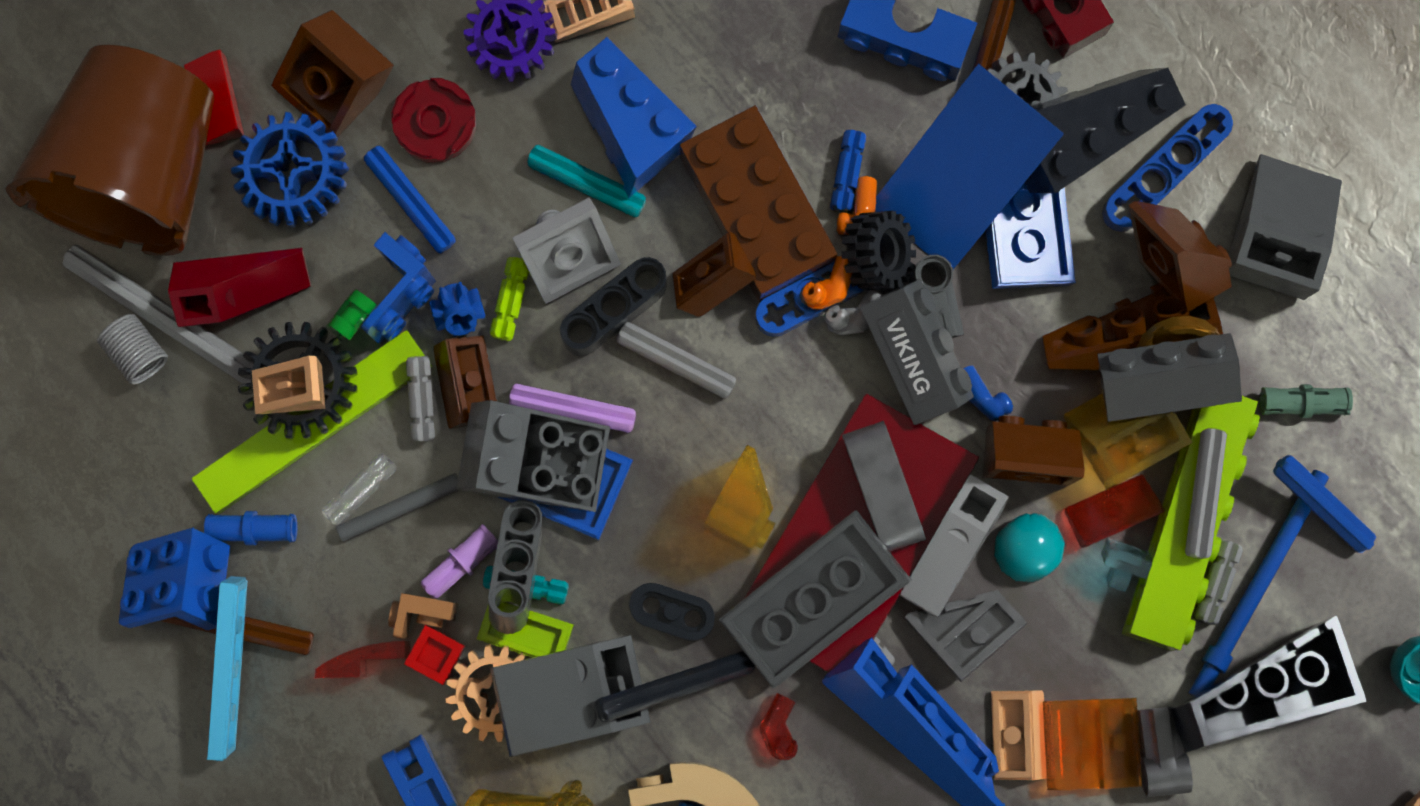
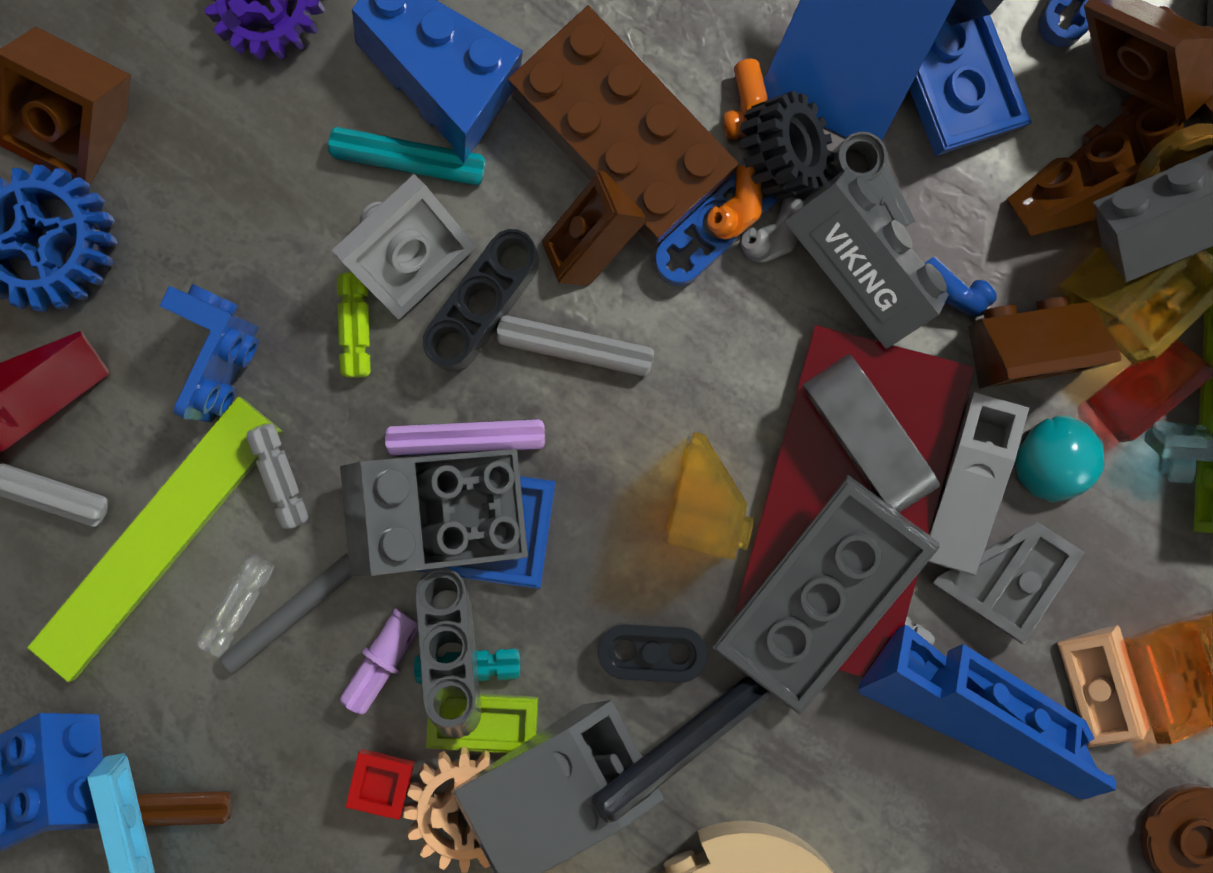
camera: 10 degrees left, 5 degrees up
(251, 527) = (117, 687): blue pin -> none
(289, 386) = (106, 511): light nougat slope -> none
(315, 346) = (71, 488): black gear -> none
(351, 315) = (156, 402): green plate -> none
(354, 662) = (288, 818): clear red slope -> none
(409, 199) = (197, 235): blue axle -> none
(429, 612) = (356, 730): medium nougat bracket -> none
(434, 120) = (201, 131): dark red tile -> none
(457, 309) = (291, 355): blue gear -> none
(463, 376) = (324, 434): reddish brown slope -> none
(775, 730) = (813, 759): clear red arm -> none
(848, 171) = (720, 59): blue axle -> none

